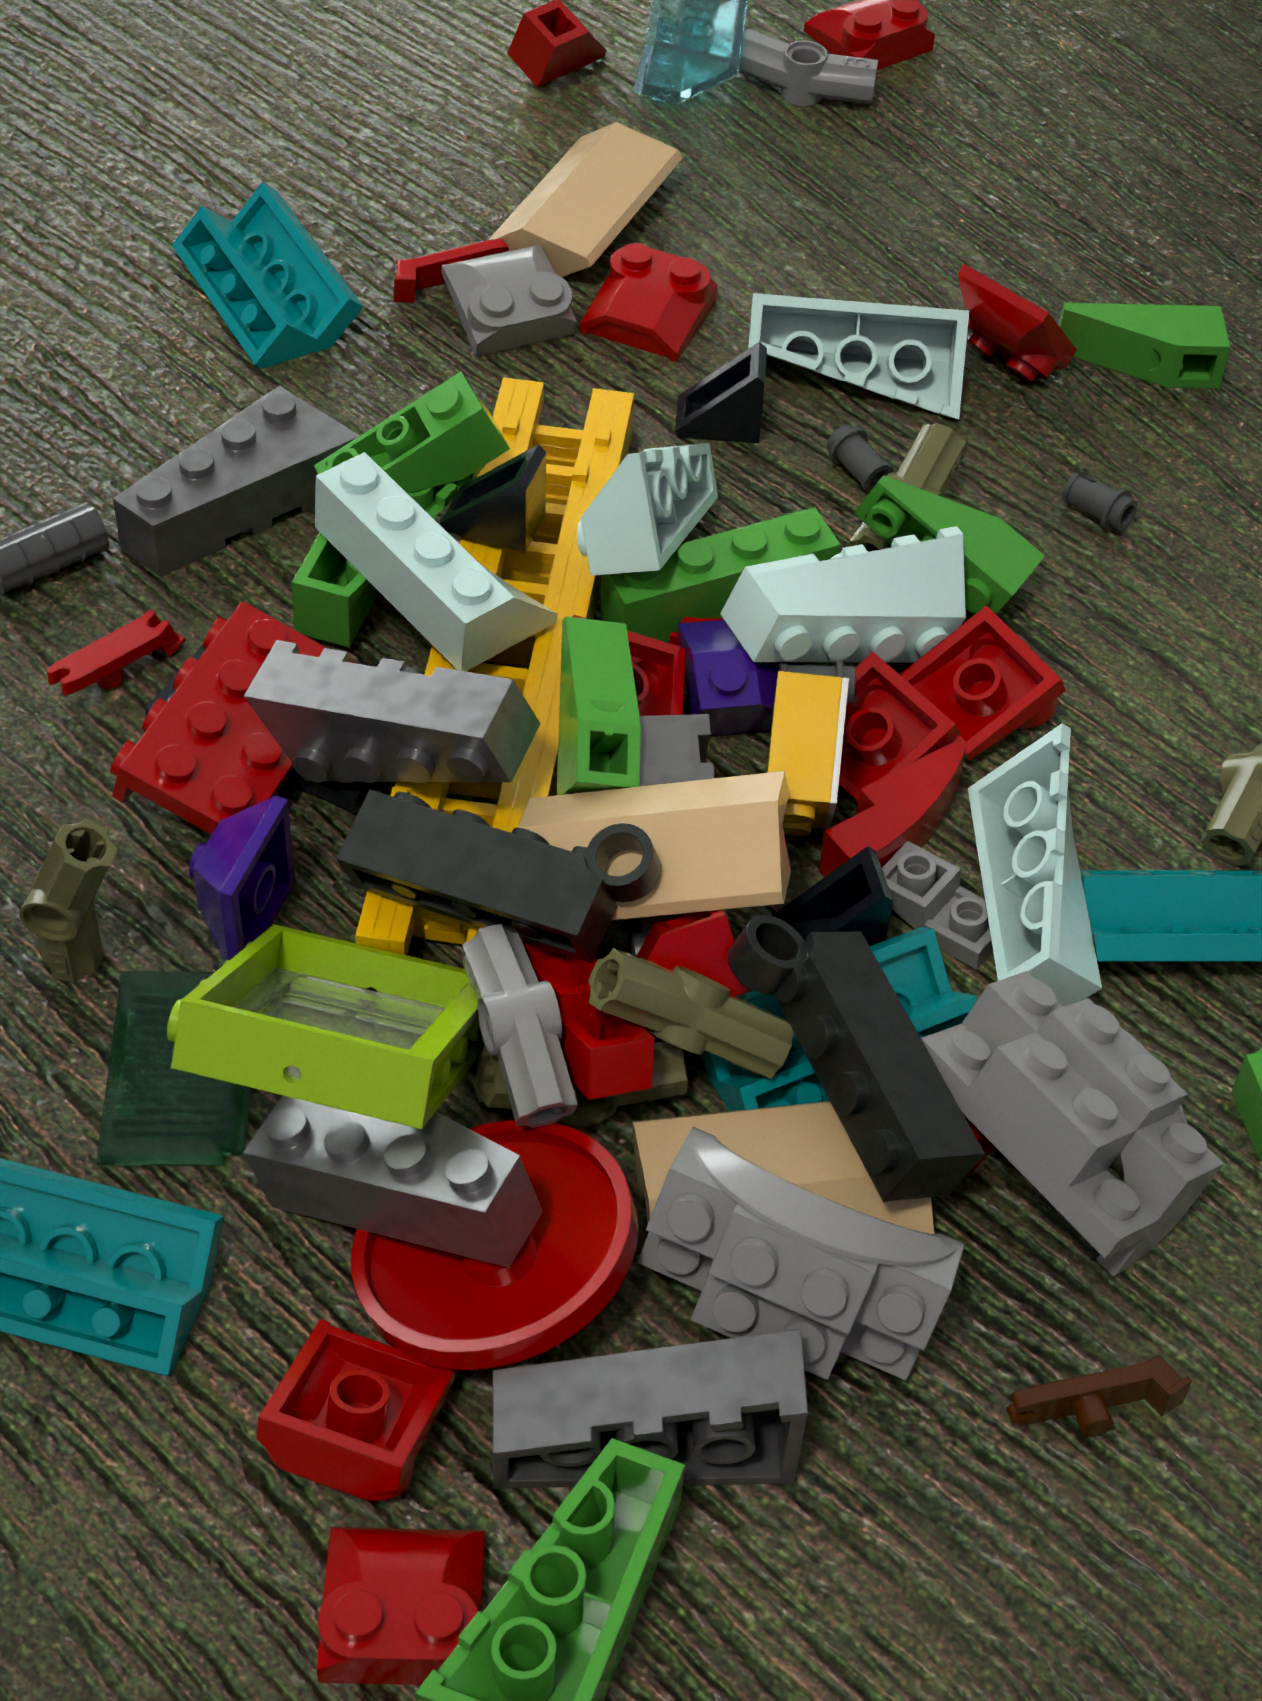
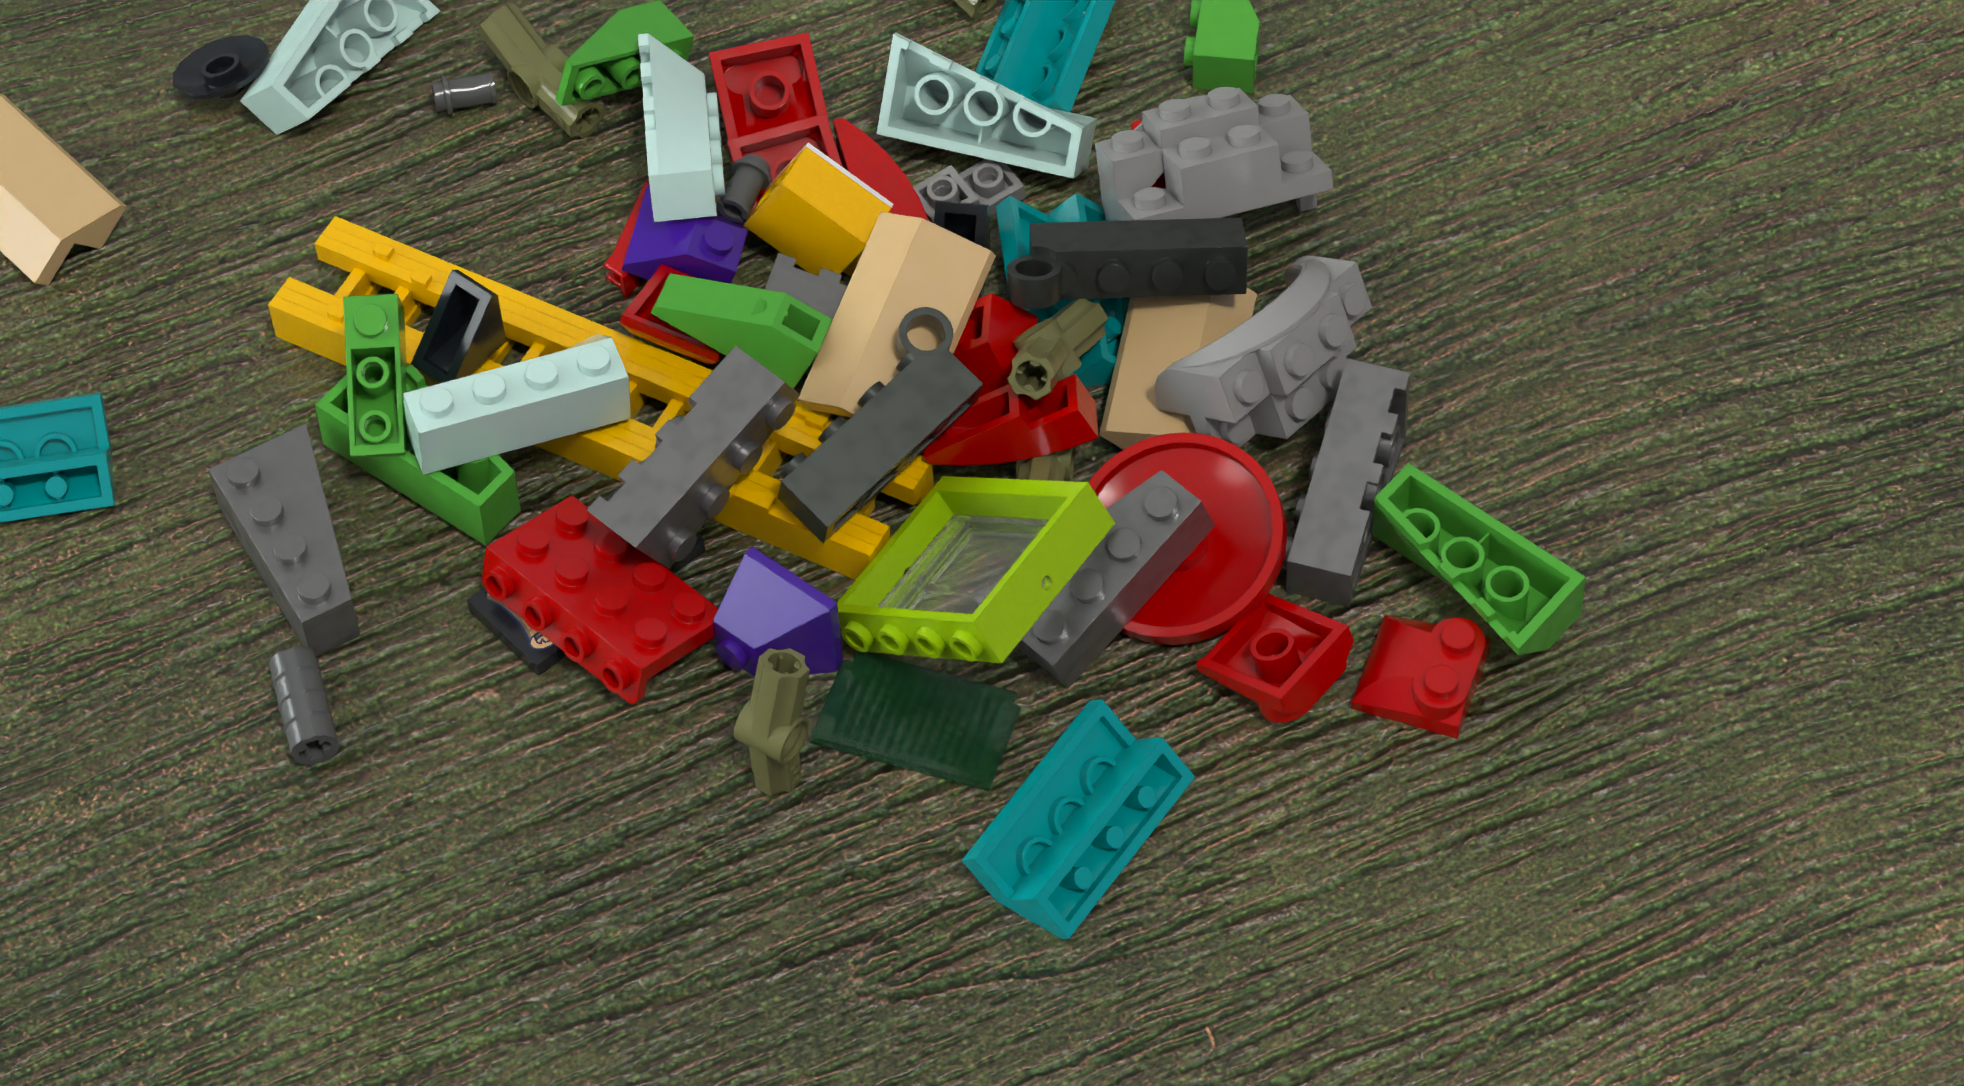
camera: 65 degrees left, 5 degrees up
(107, 656) = (464, 674): red piece -> none
(426, 270) = (61, 354): red piece -> none
(510, 300) = (134, 281): light grey slope -> none
(519, 1026) = (1021, 451): light grey piece -> none
(647, 509) = (504, 234): light aqua wedge -> none
(651, 301) = (183, 181): red slope -> none
(705, 571) = (560, 209): bright green wedge -> none
(727, 401) = (355, 157): black slope -> none
(787, 279) = (221, 67): none -> black dish
(1093, 1393) = (1412, 211): reddish brown piece -> none

